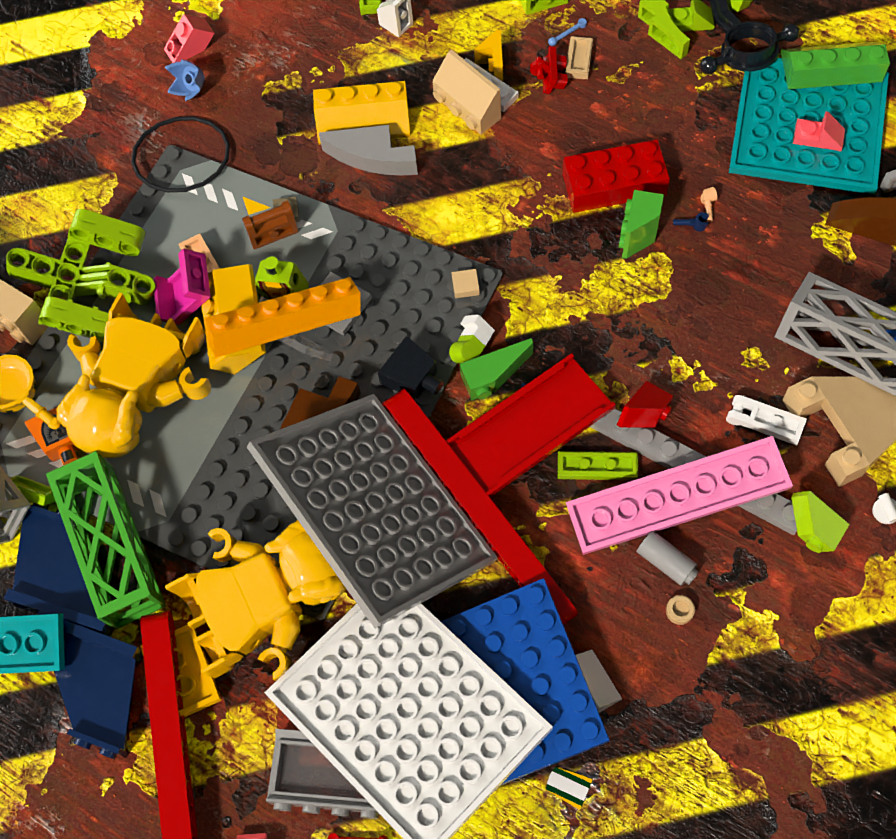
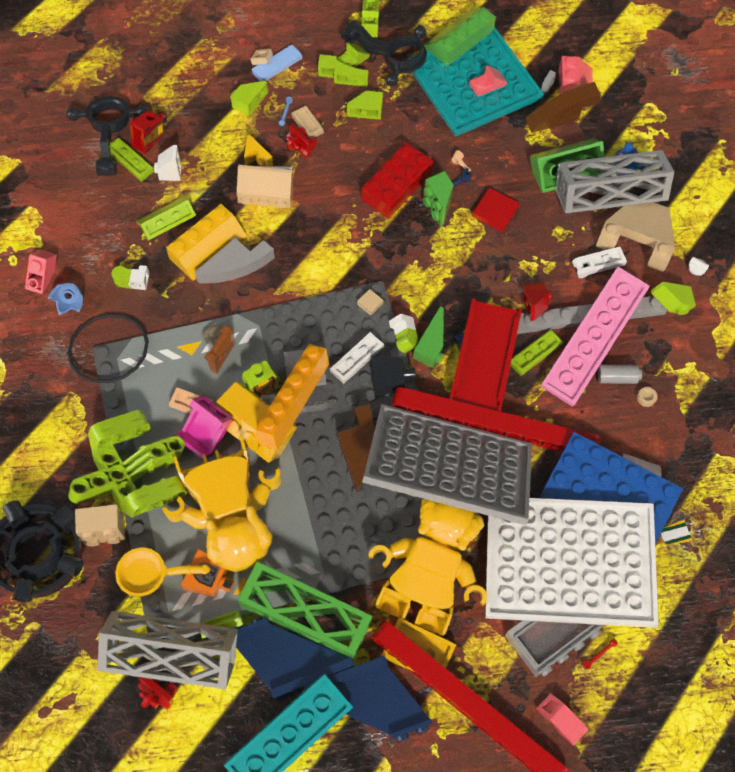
camera: 50 degrees left, 0 degrees up
(261, 102) = (131, 277): none -> leg
(347, 65) = (166, 218): none -> lime panel
(394, 329) = (356, 358): none -> white plate
(657, 77) = (366, 105): none -> lime slope
(699, 281) = (496, 209): none -> red tile
(855, 278) = (546, 163): none -> bright green slope

